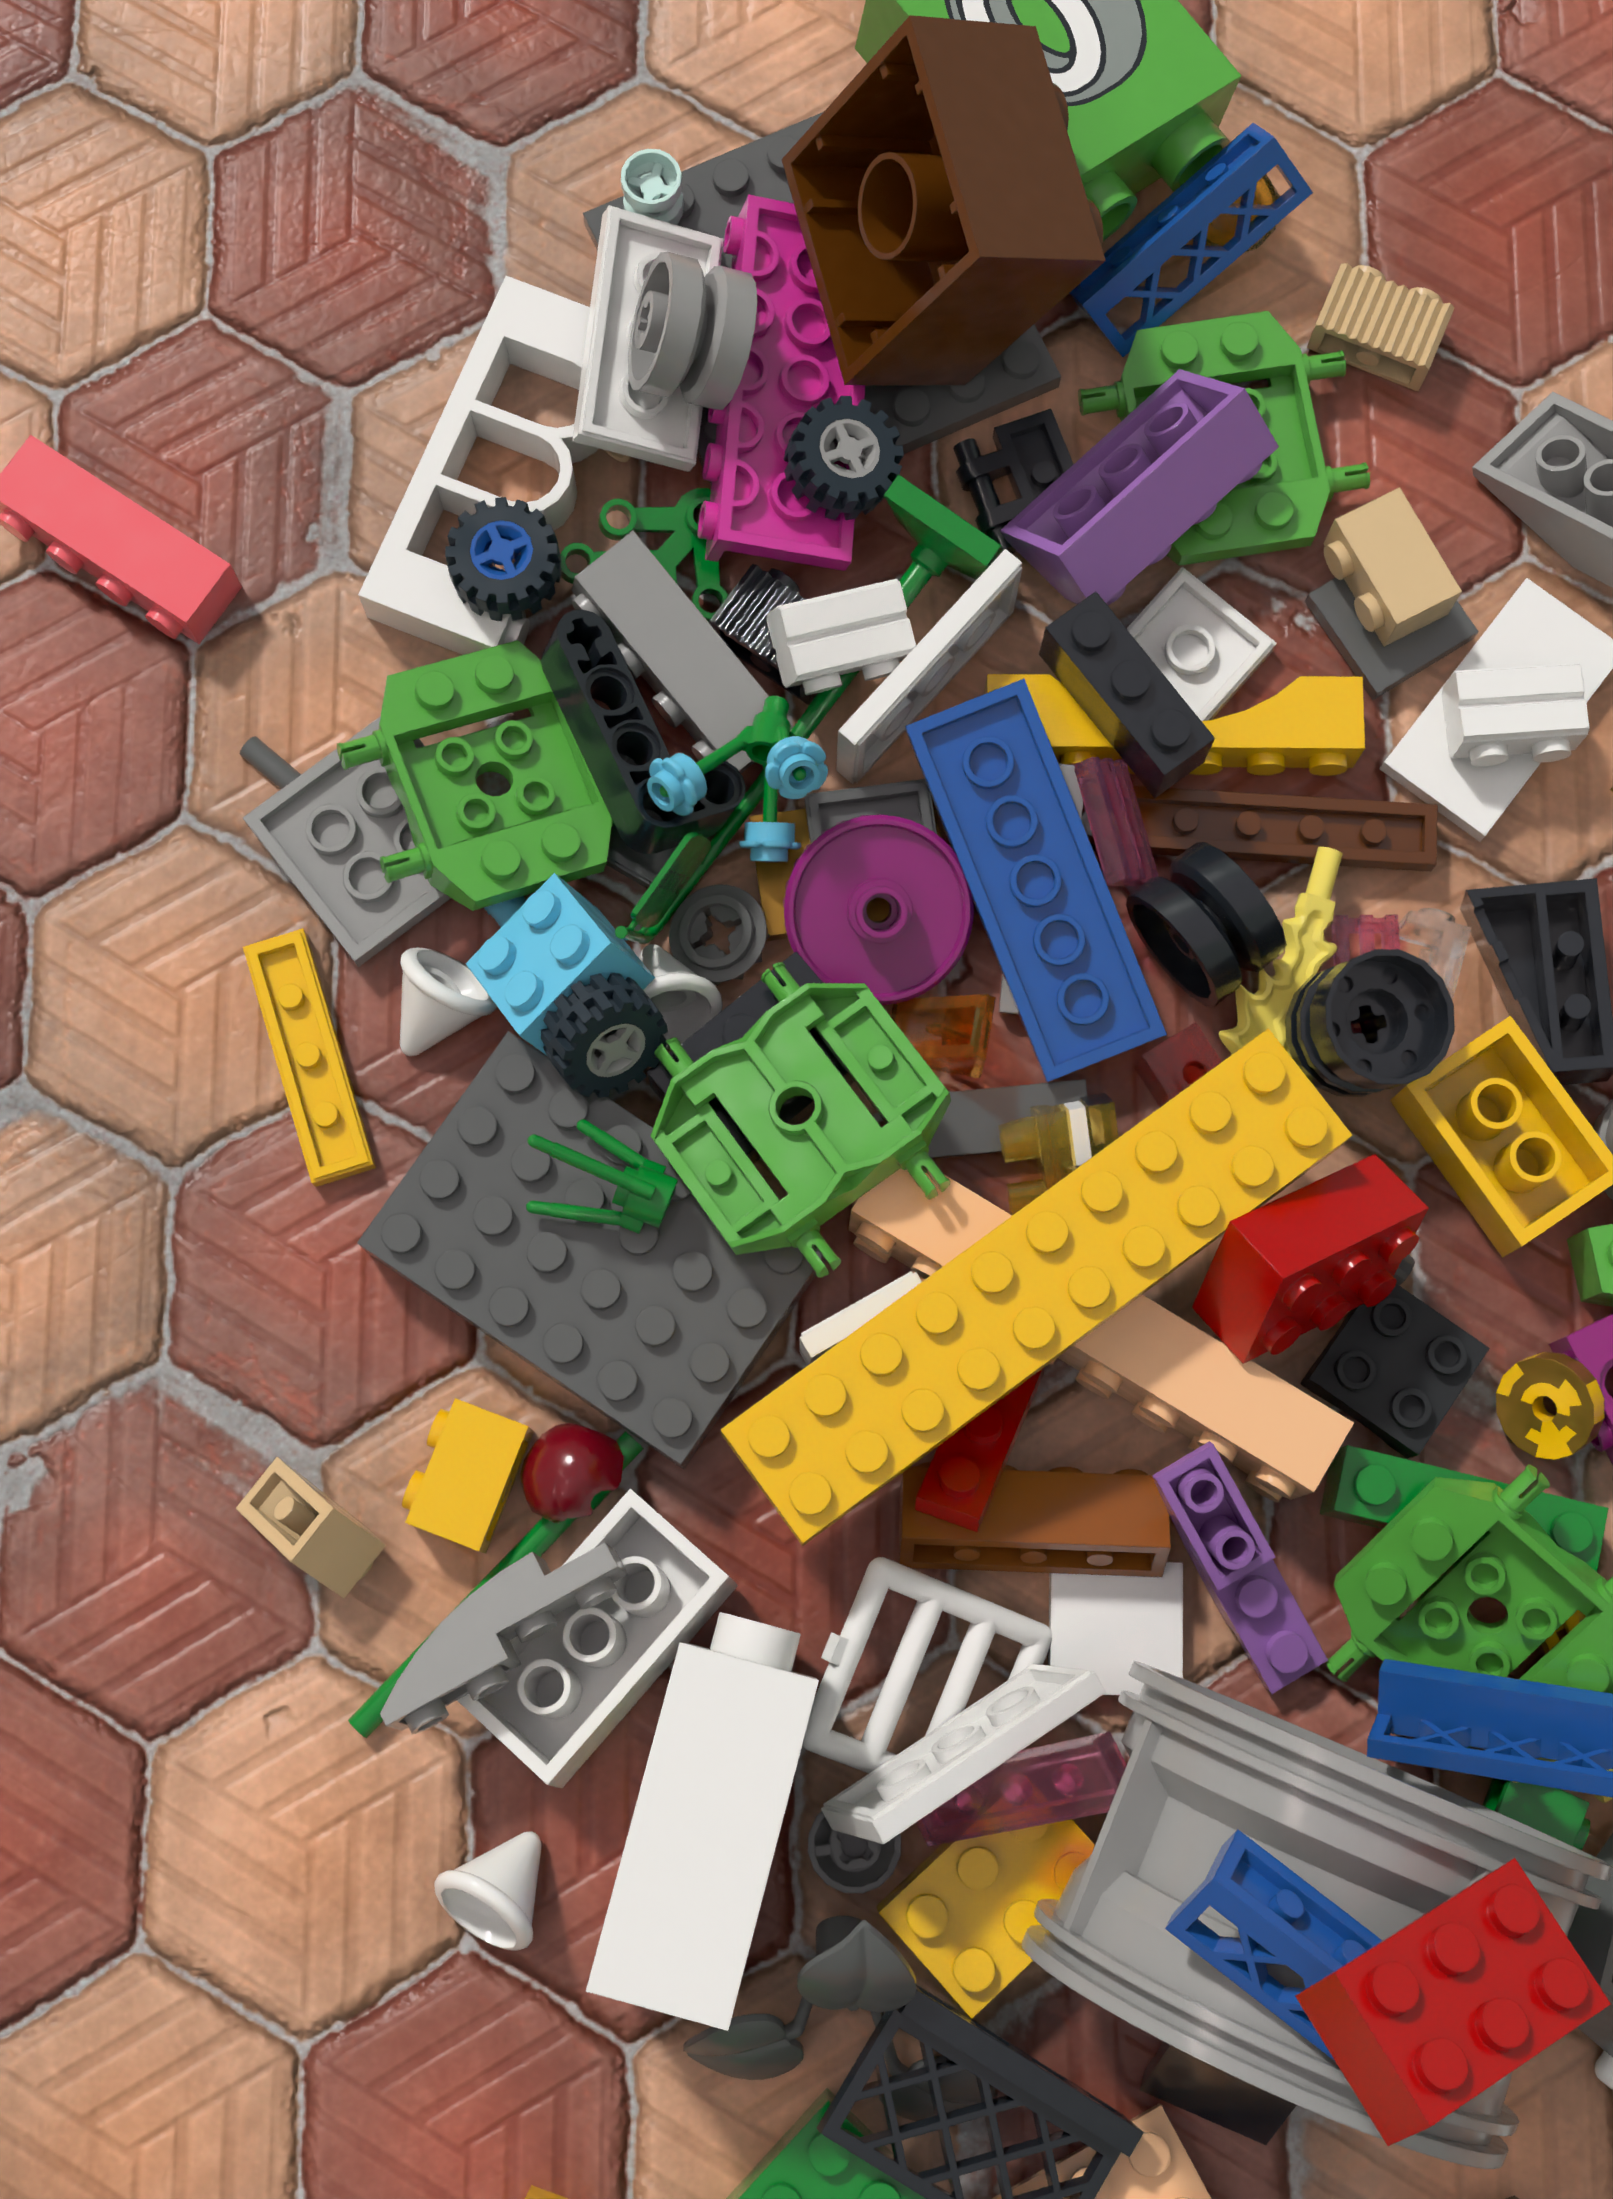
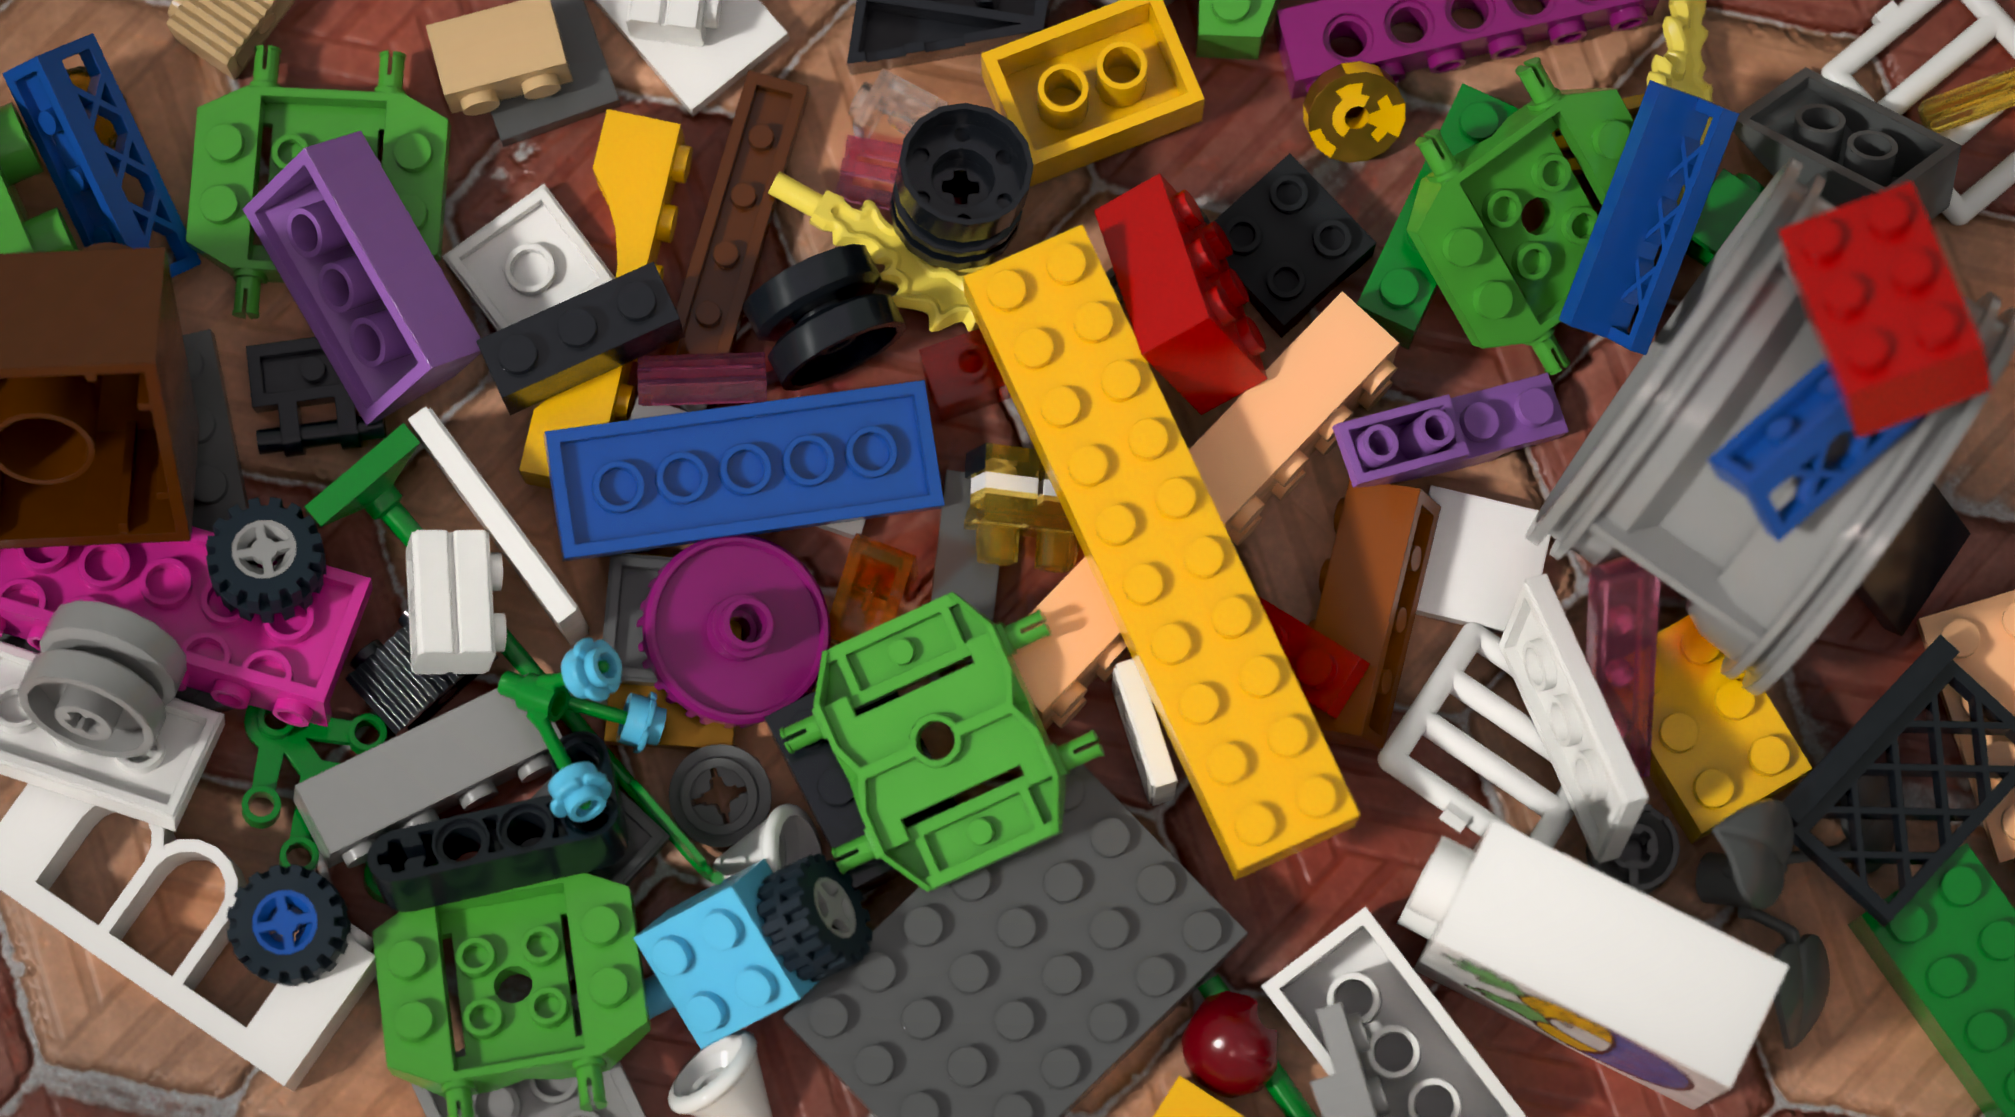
camera: 75 degrees left, 0 degrees up
(640, 1191) = (981, 911): green plant -> none

